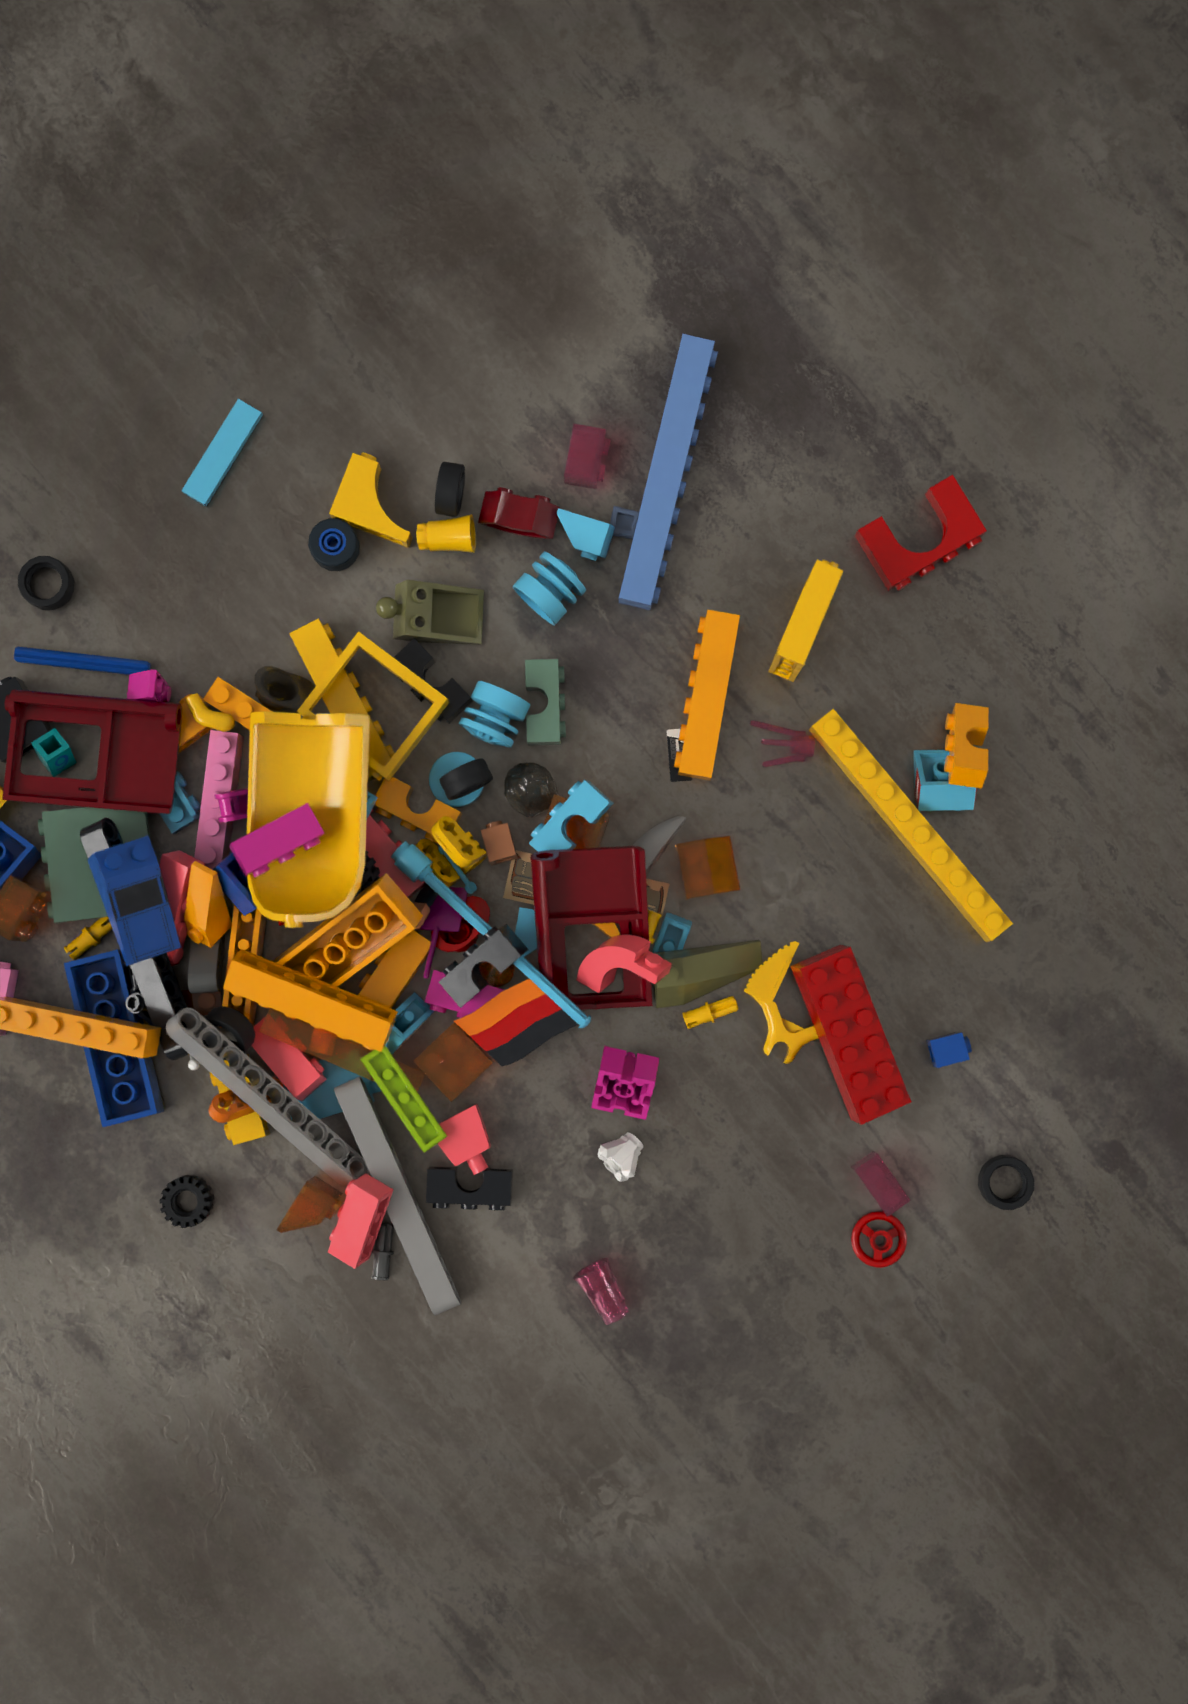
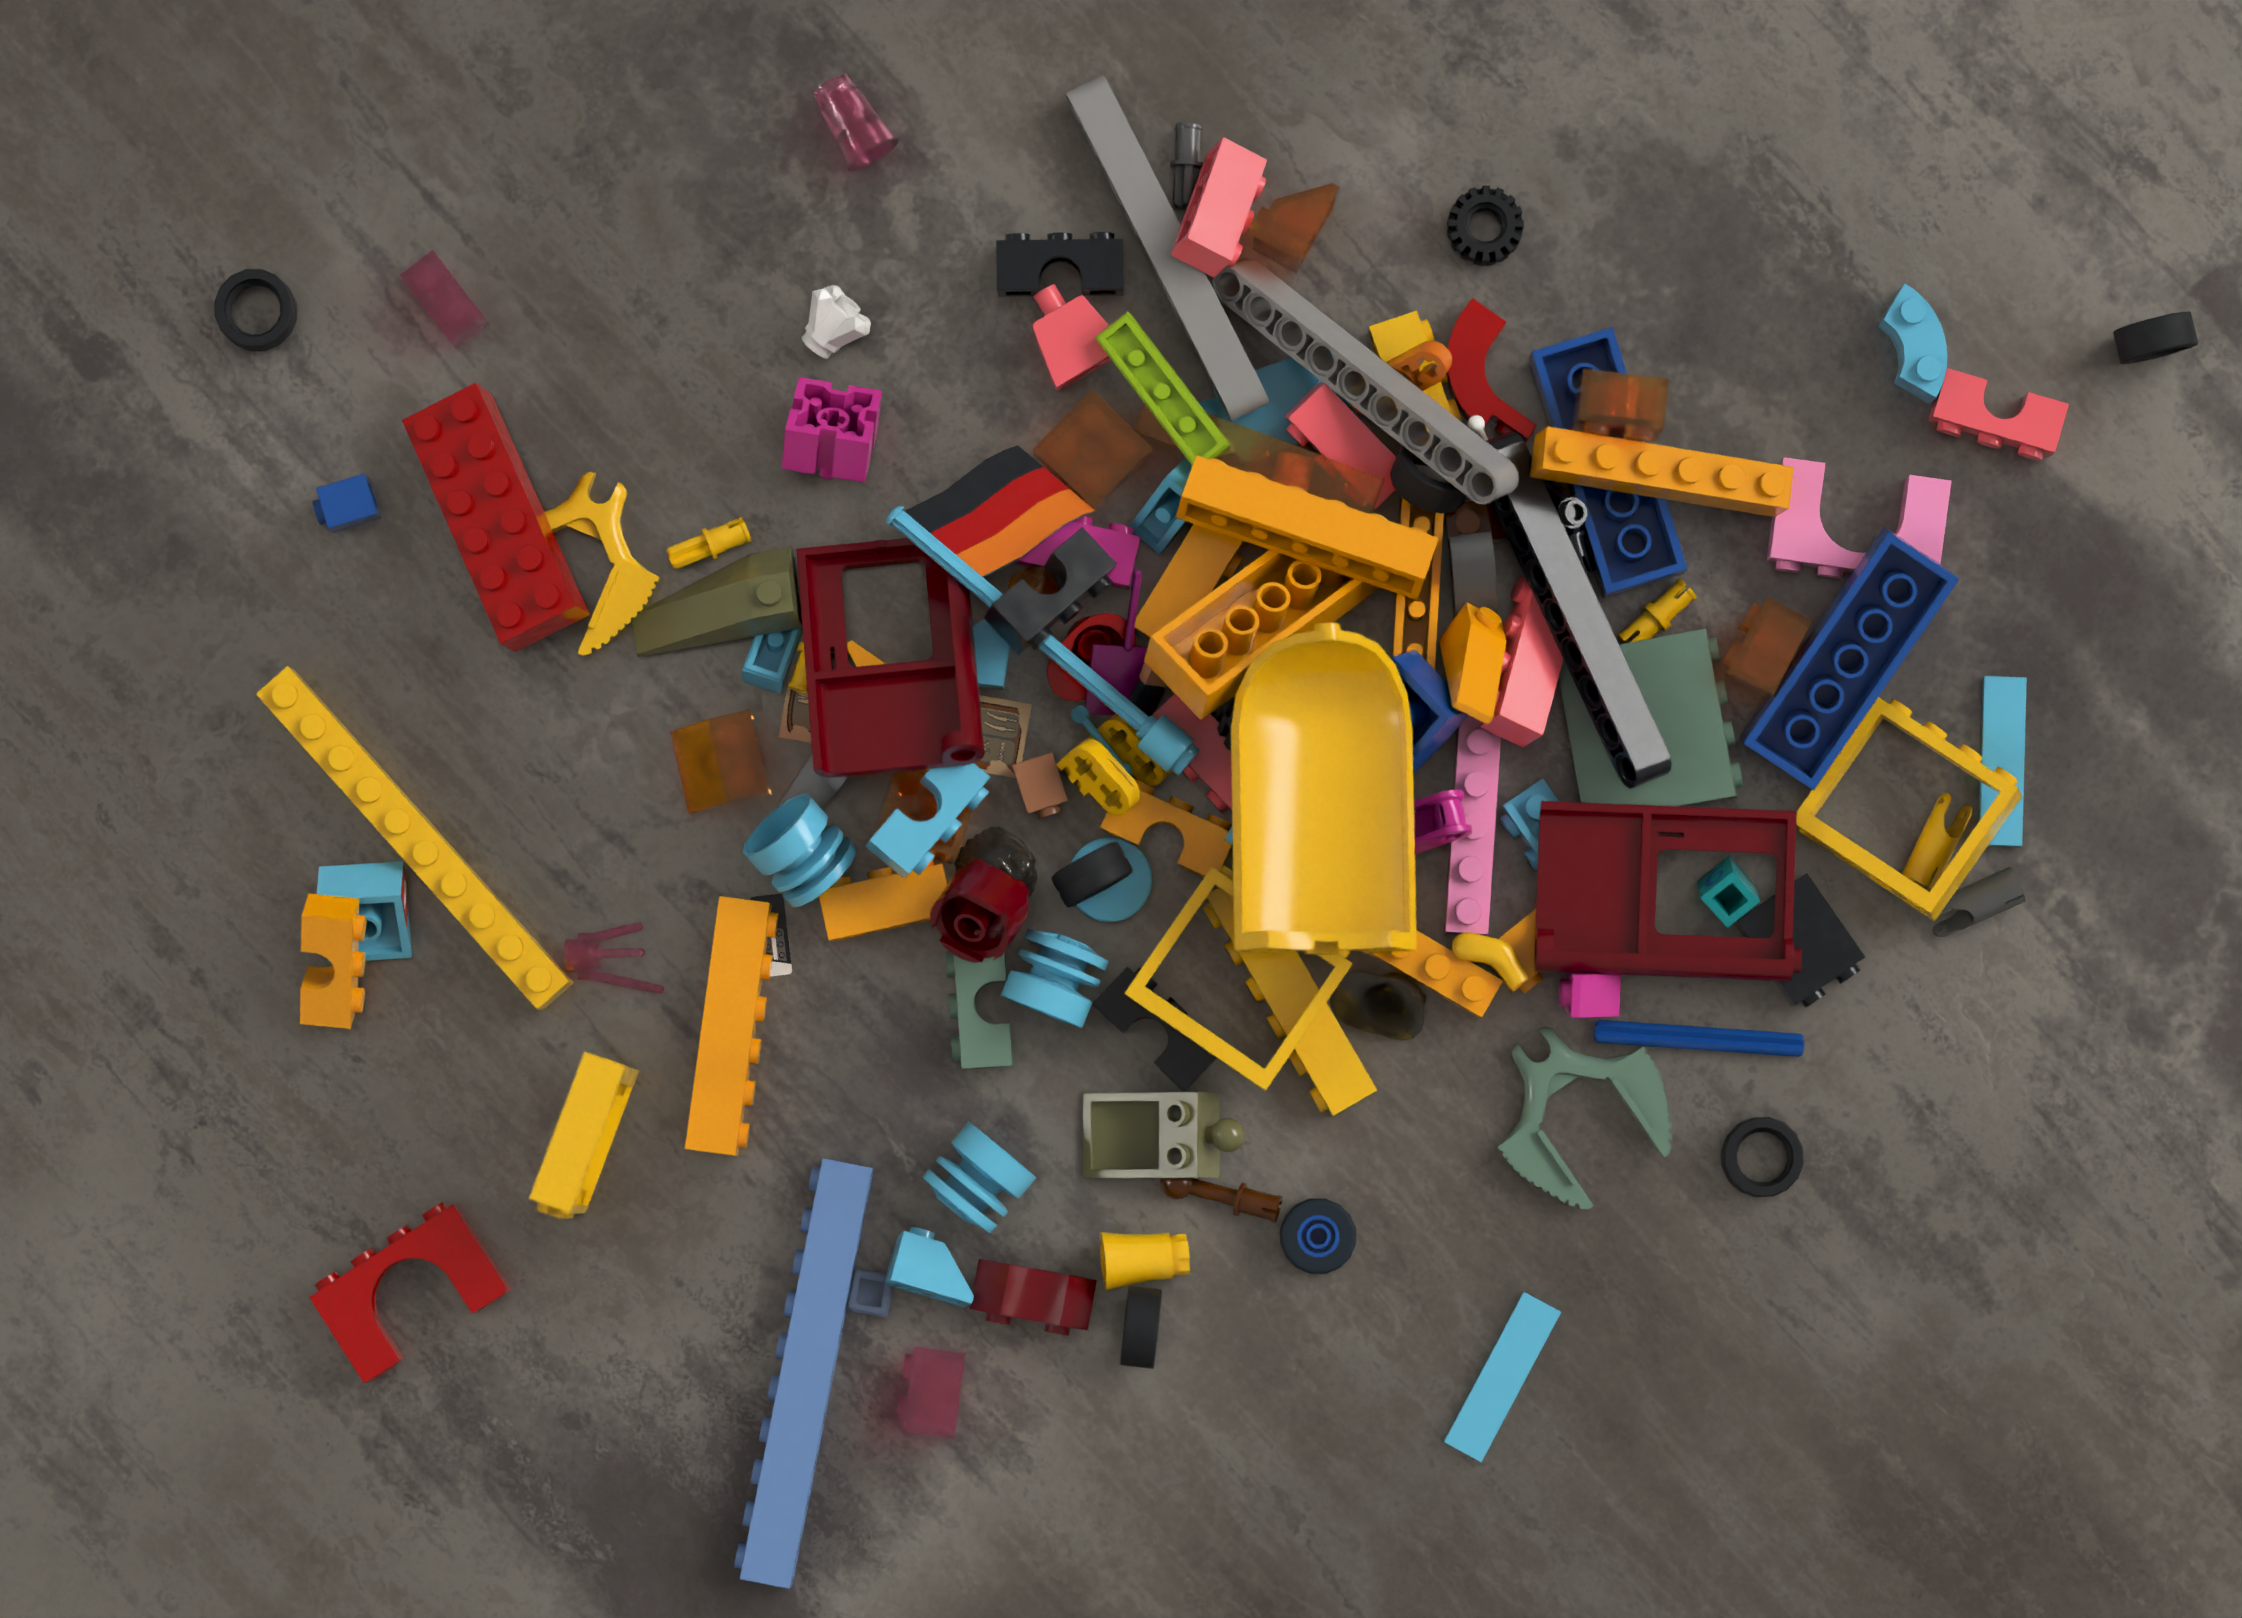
camera: 175 degrees right, 0 degrees up
(95, 1071) = (1620, 405): none -> clear orange brick
(126, 637) = (1631, 1077): none -> sand green piece
(135, 899) = (1575, 662): blue slope -> none
(199, 1125) = (1467, 382): none -> red arch
(277, 841) = (1363, 756): dark pink brick -> none
(359, 501) = (1281, 1302): yellow arch -> none
(380, 570) = (1244, 1199): none -> reddish brown pin
(539, 756) = (980, 911): none -> dark red brick
(606, 769) = (881, 901): none -> light orange brick
(624, 952) = (840, 620): coral arch -> none
(657, 804) = (799, 850): none -> medium azure wheel
(877, 1260) = (445, 185): red piece -> none

